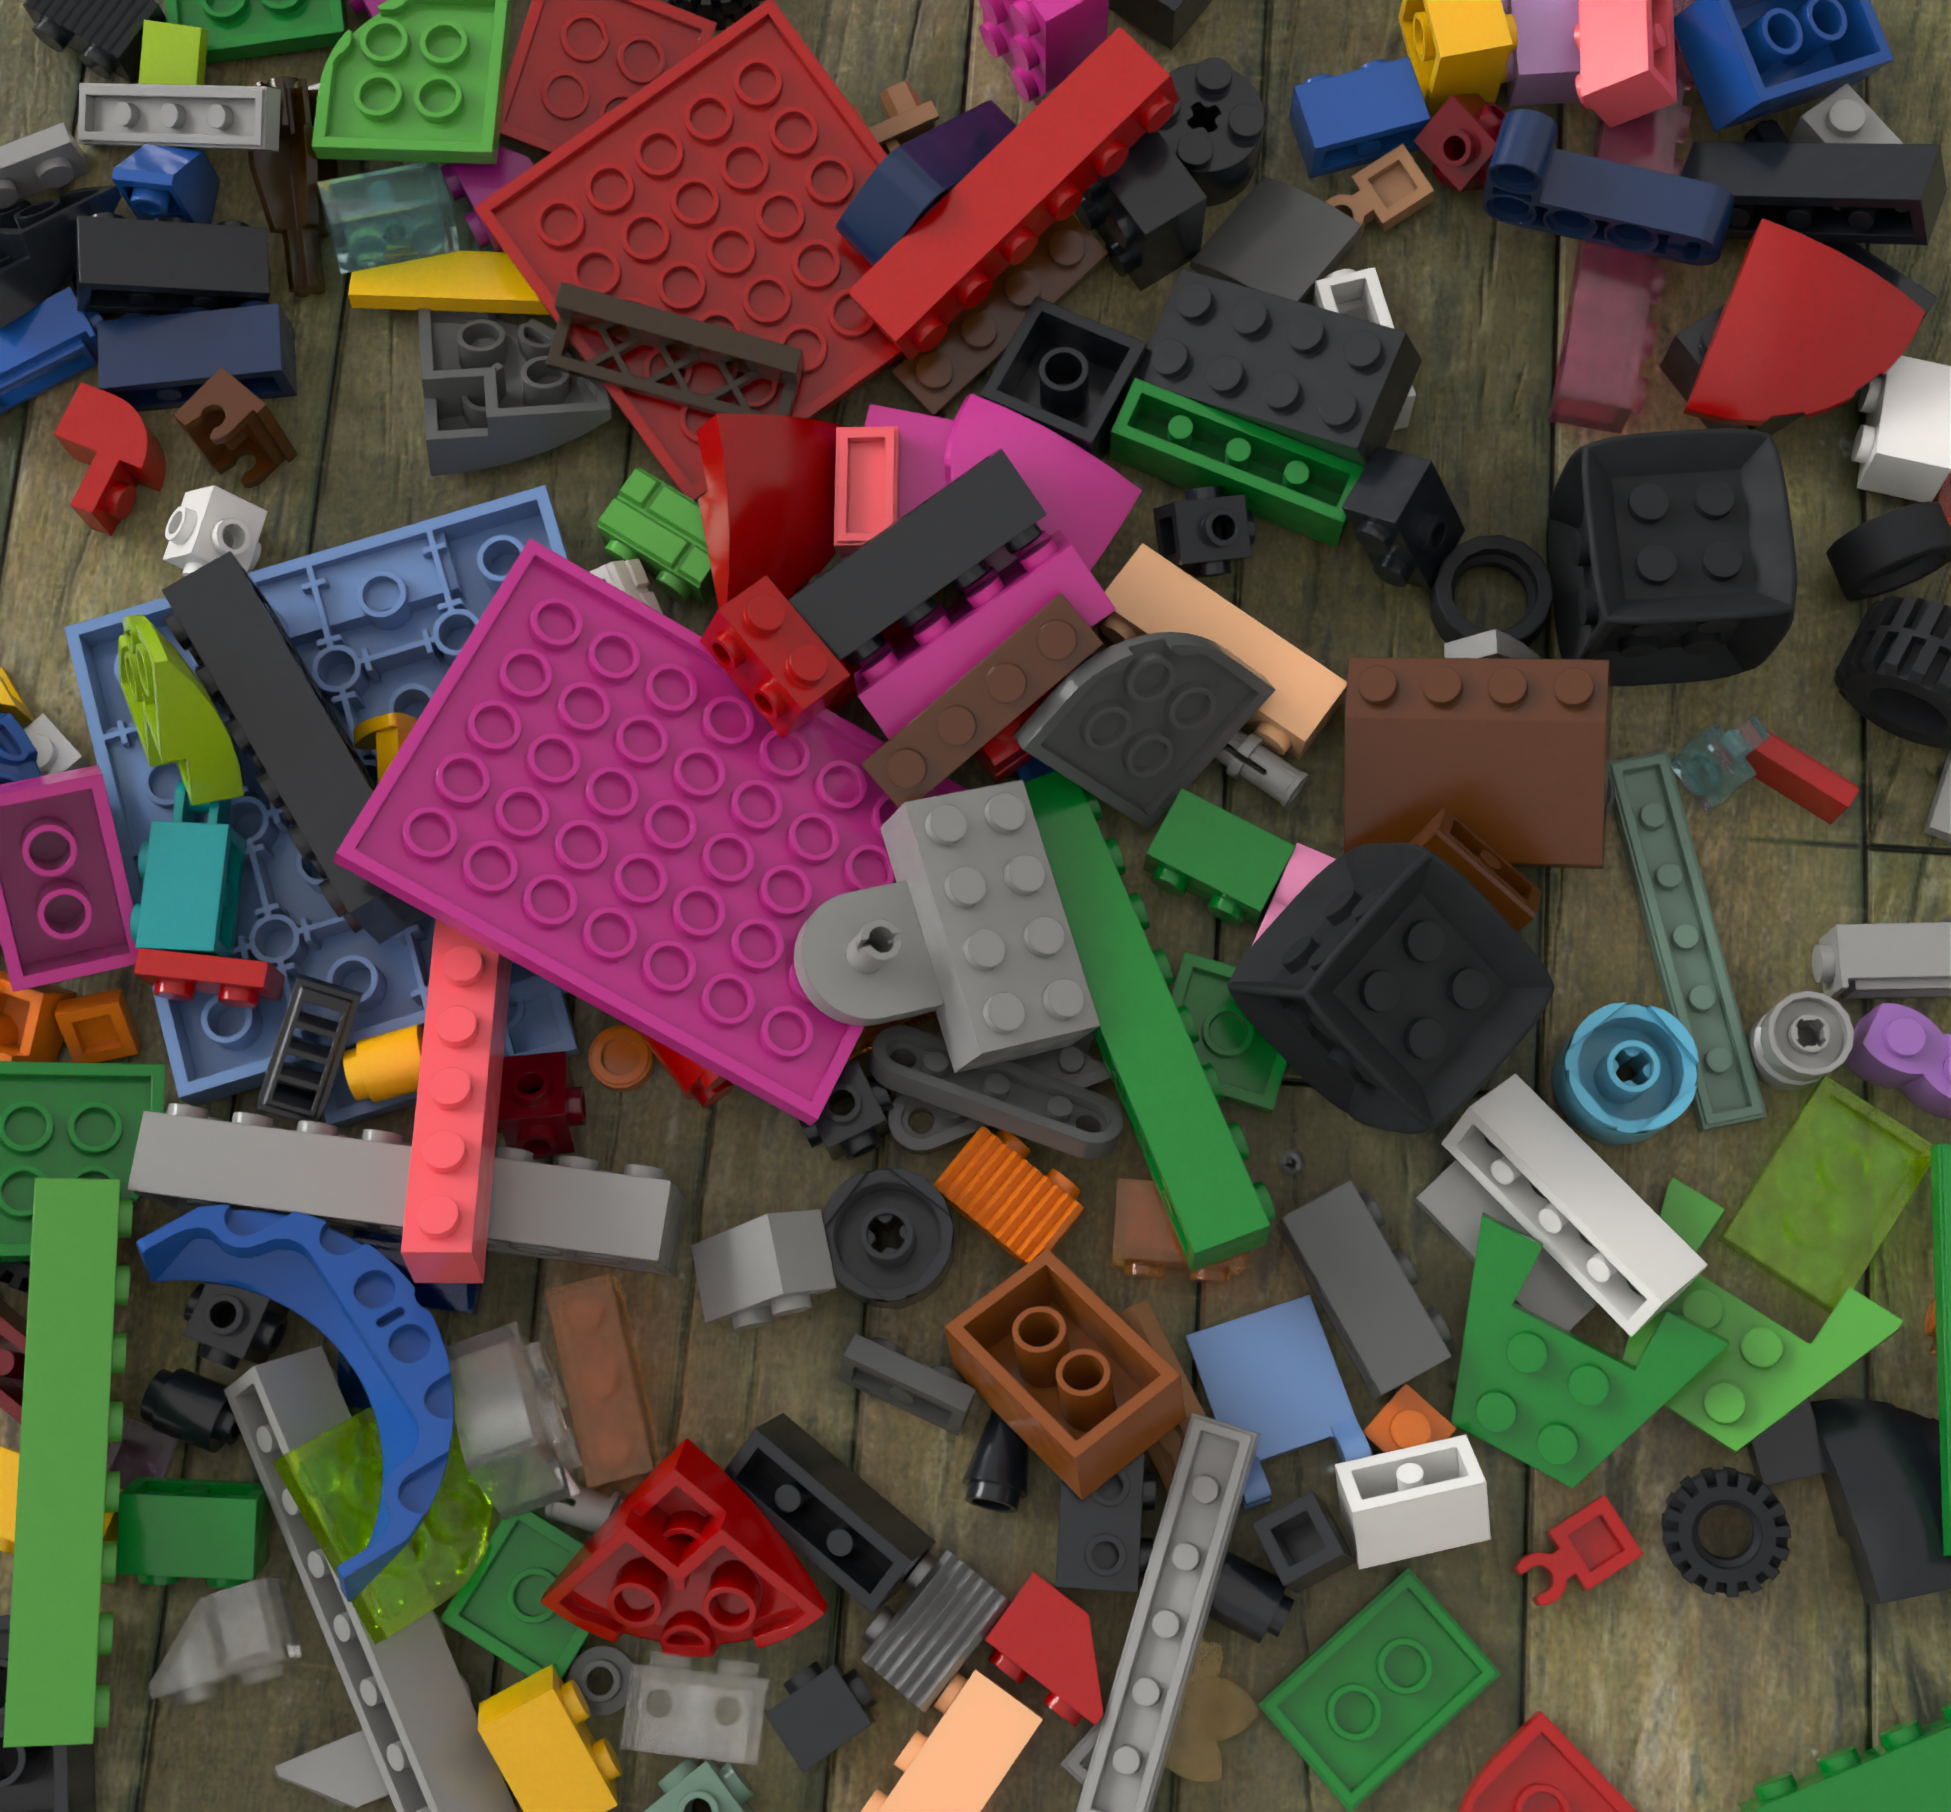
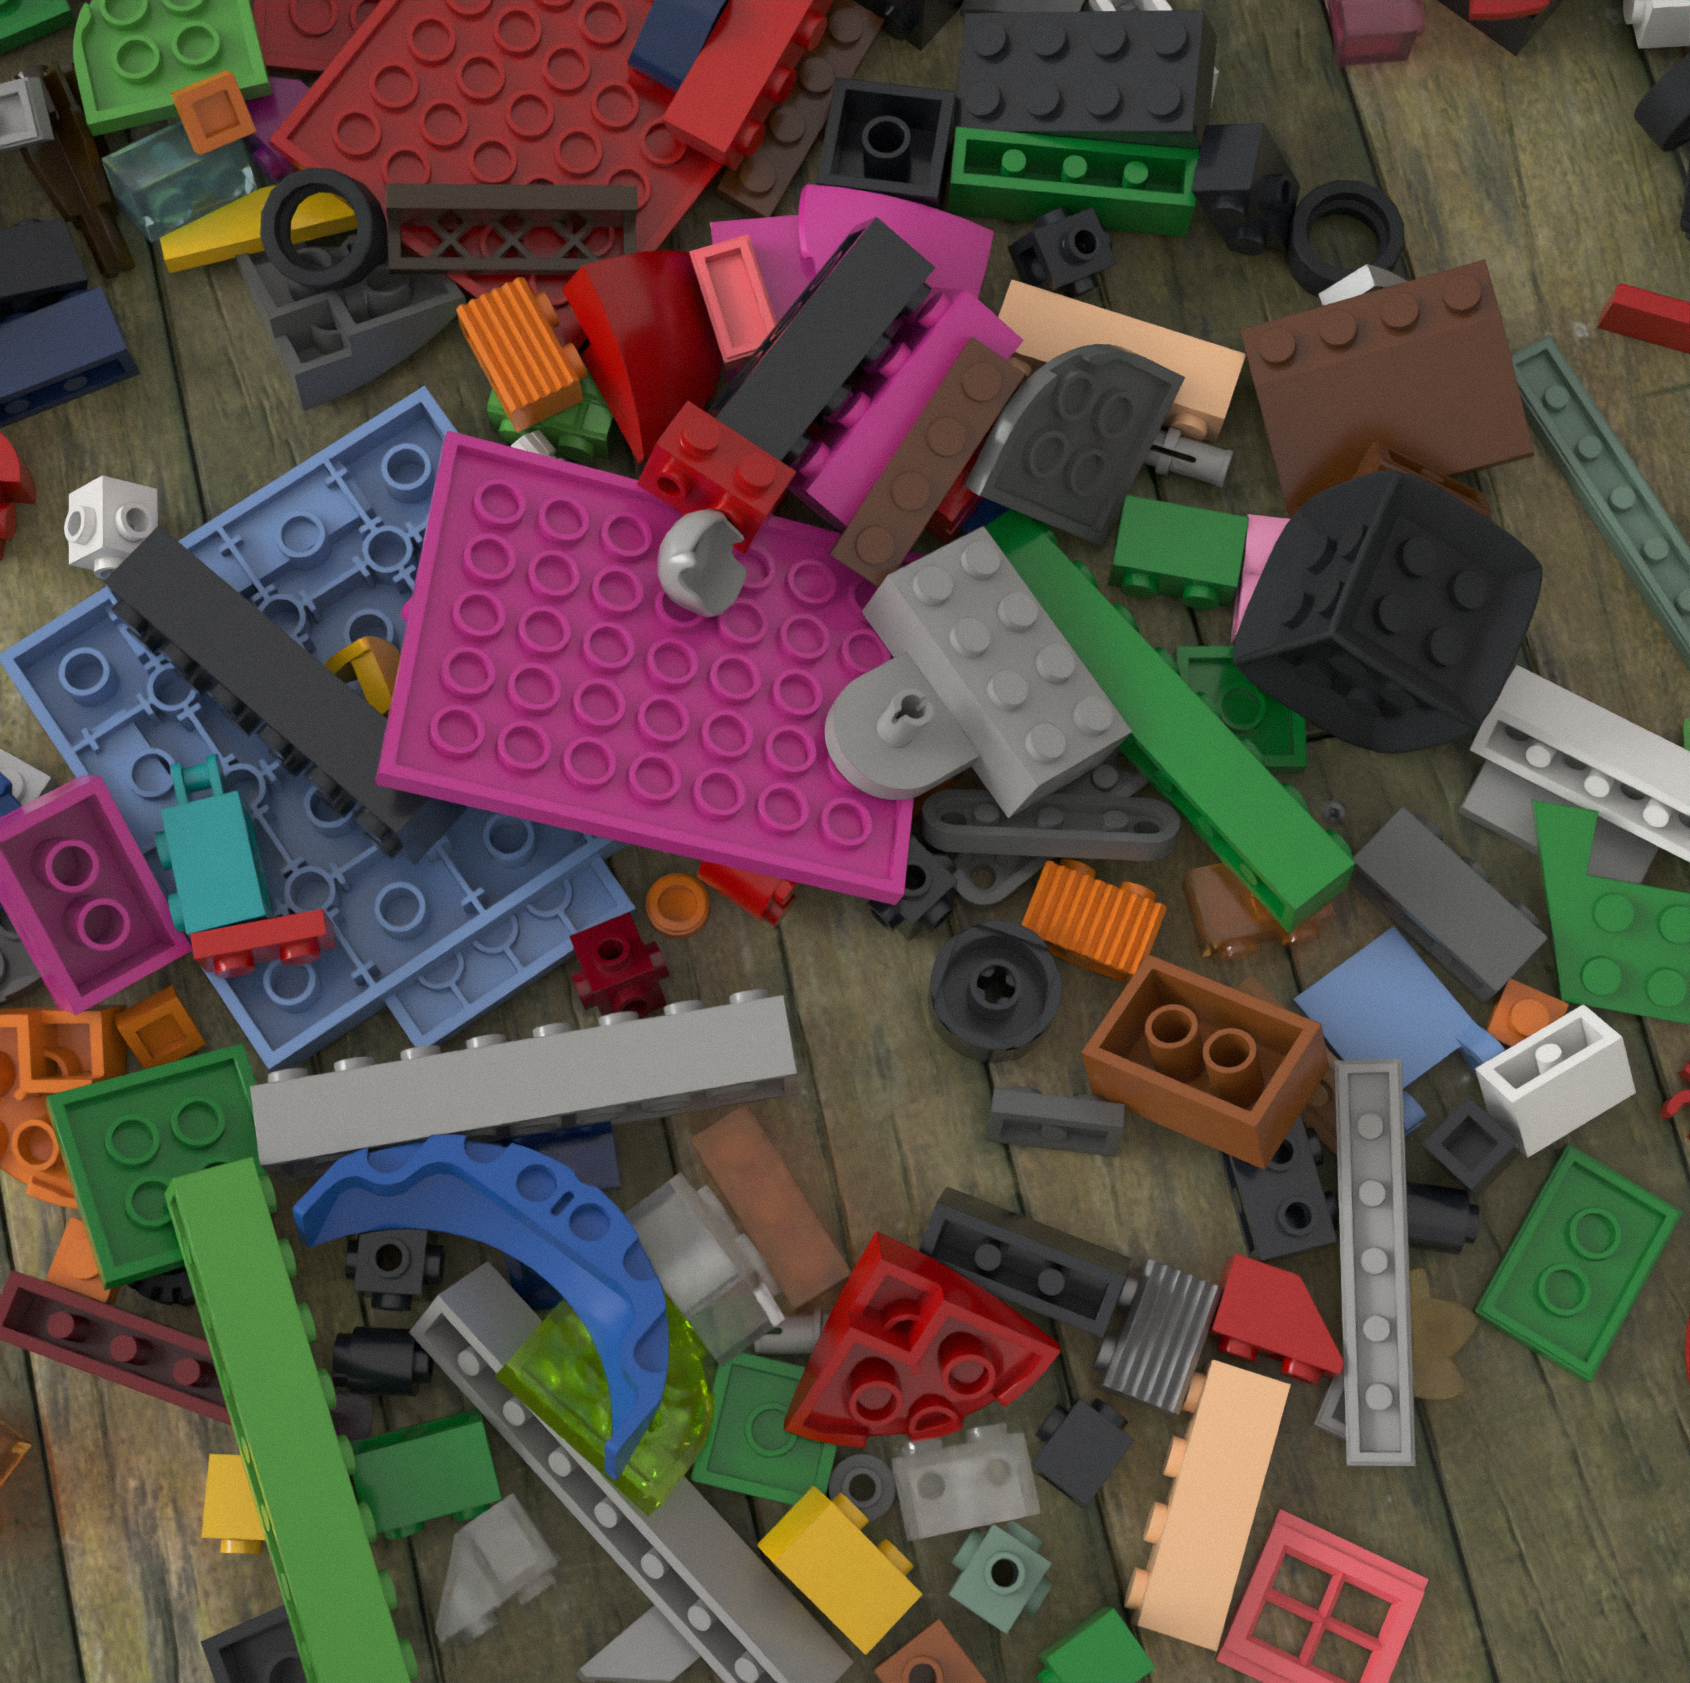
camera: 25 degrees left, 0 degrees up
(175, 714) = (148, 694): lime brick -> none
(233, 422) = (97, 411): reddish brown hinge -> none
(295, 1102) = (384, 1039): black slope -> none
(385, 1064) = (469, 973): yellow brick -> none
(429, 167) = (213, 112): none -> orange plate
(454, 295) = (276, 229): none -> black tyre
(456, 1111) = (560, 985): coral brick -> none
(641, 481) = (521, 354): none -> orange brick
(727, 738) = (699, 563): none -> light grey hair
(764, 1268) = (888, 1054): light grey brick -> none
(998, 1468) = (1165, 1171): black cone -> none
(1608, 1040) = (1636, 608): medium azure brick -> none
(1673, 554) = (1506, 148): black piece -> none
(1716, 762) = (1600, 330): clear light blue plate -> none

